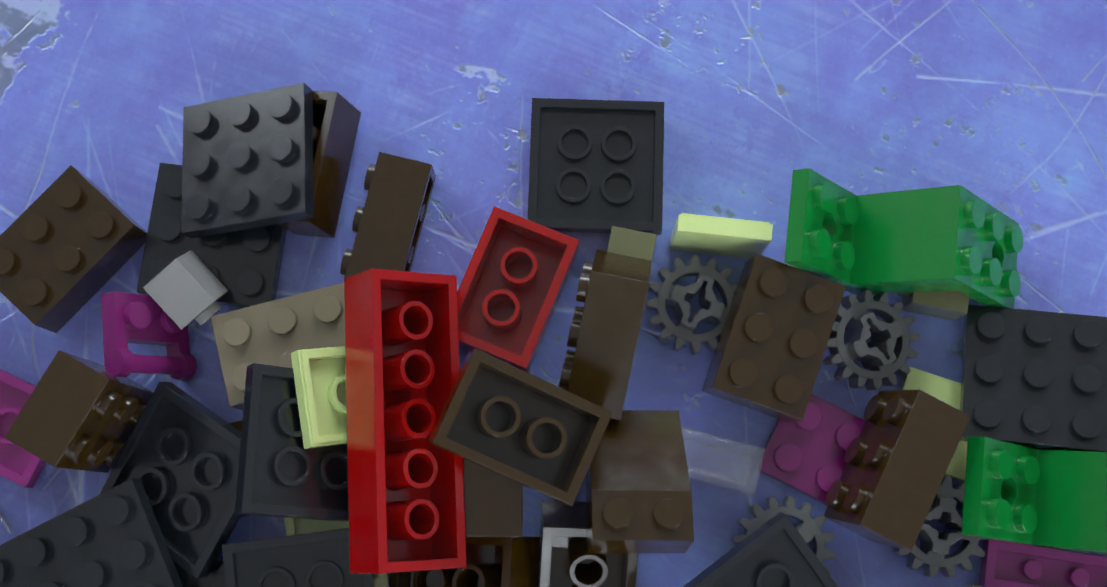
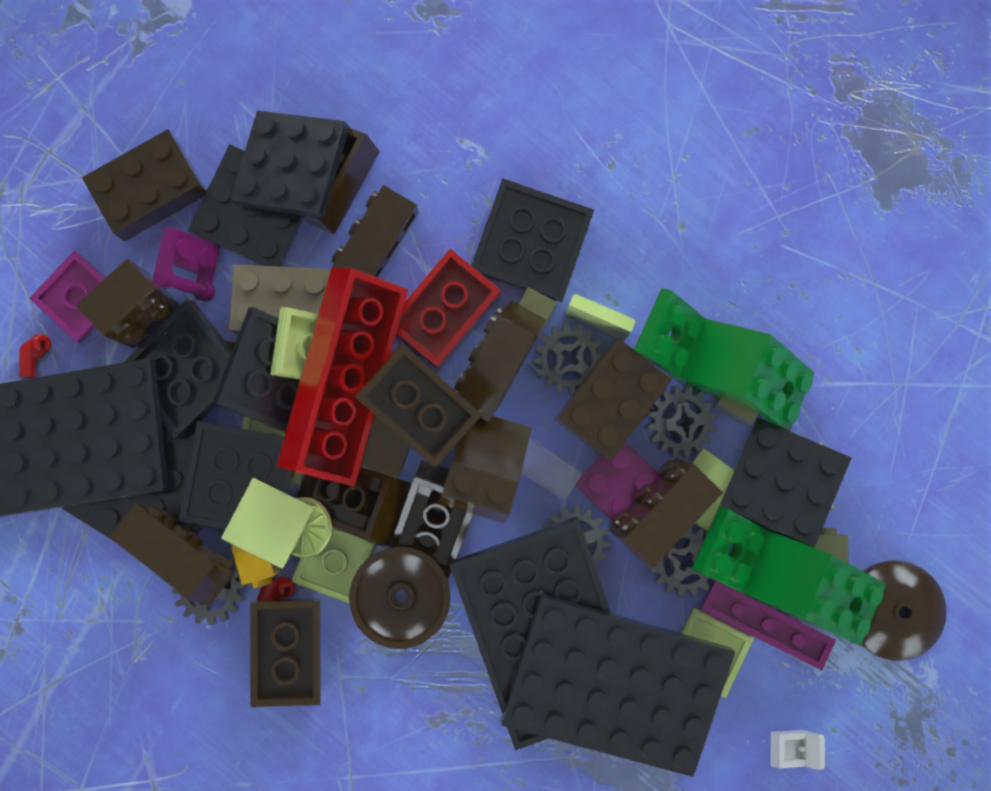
camera: 15 degrees right, 5 degrees up
(187, 290) = (223, 241): light grey brick -> none

